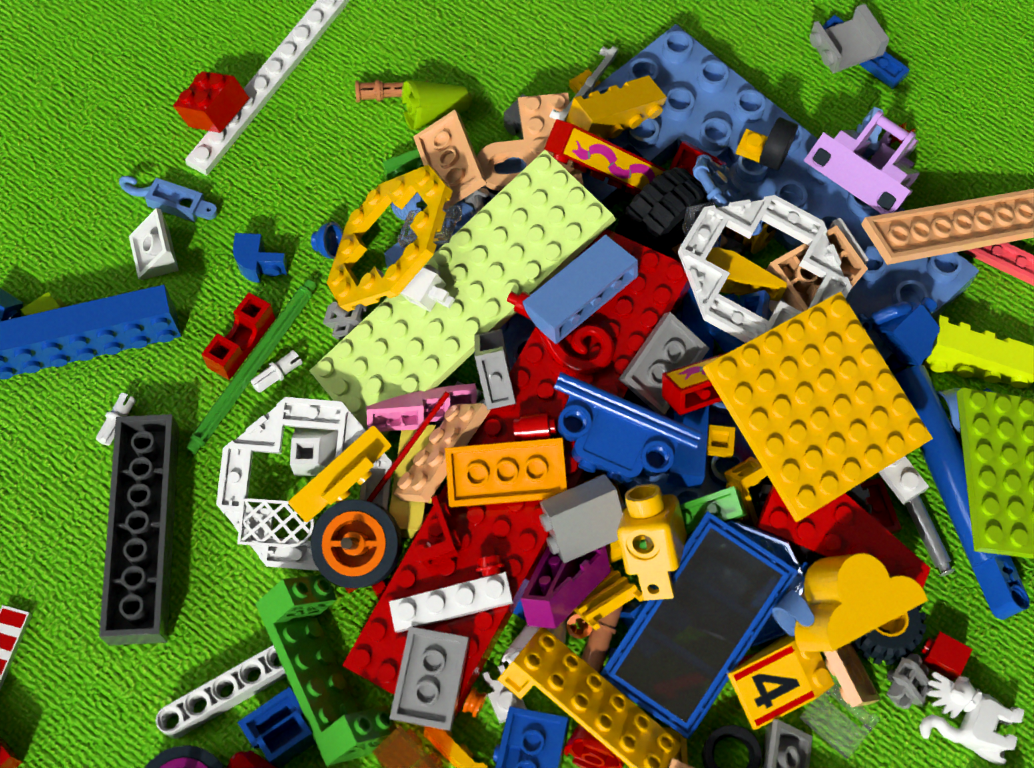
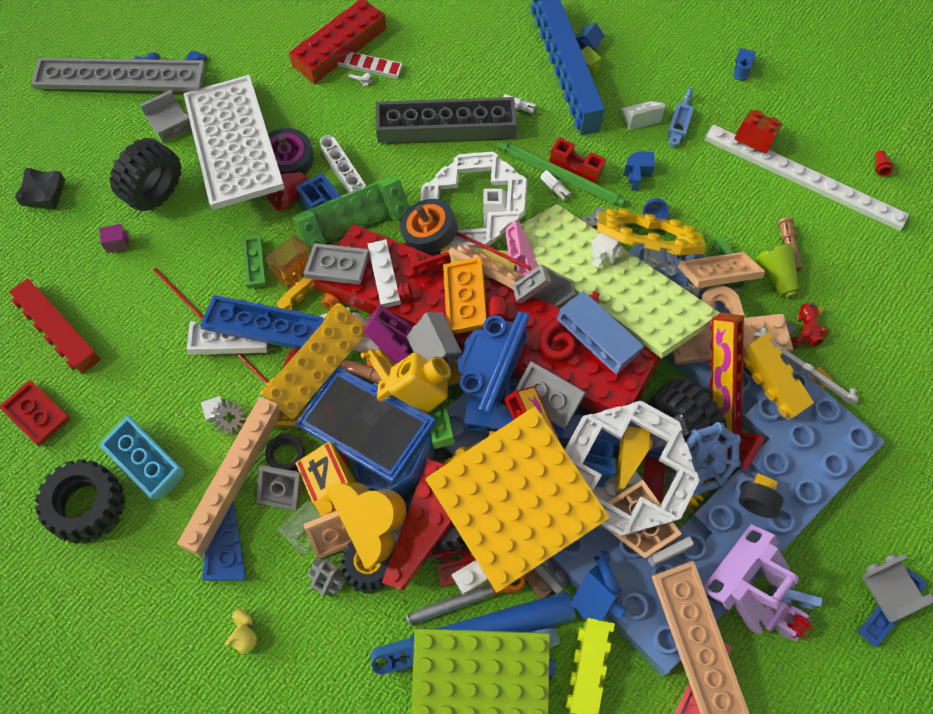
camera: 90 degrees right, 0 degrees up
(30, 669) = (364, 80): none -> white hand
(79, 110) = (743, 63): none -> blue piece
(242, 521) = (445, 169): white window -> none
(344, 471) = (474, 213): yellow bracket -> none
(520, 81) = (811, 331): none -> red animal
(790, 609) = (365, 476): medium blue helmet -> none
(945, 655) = (344, 607): red brick -> none
(979, 722) = (293, 625): white animal -> none

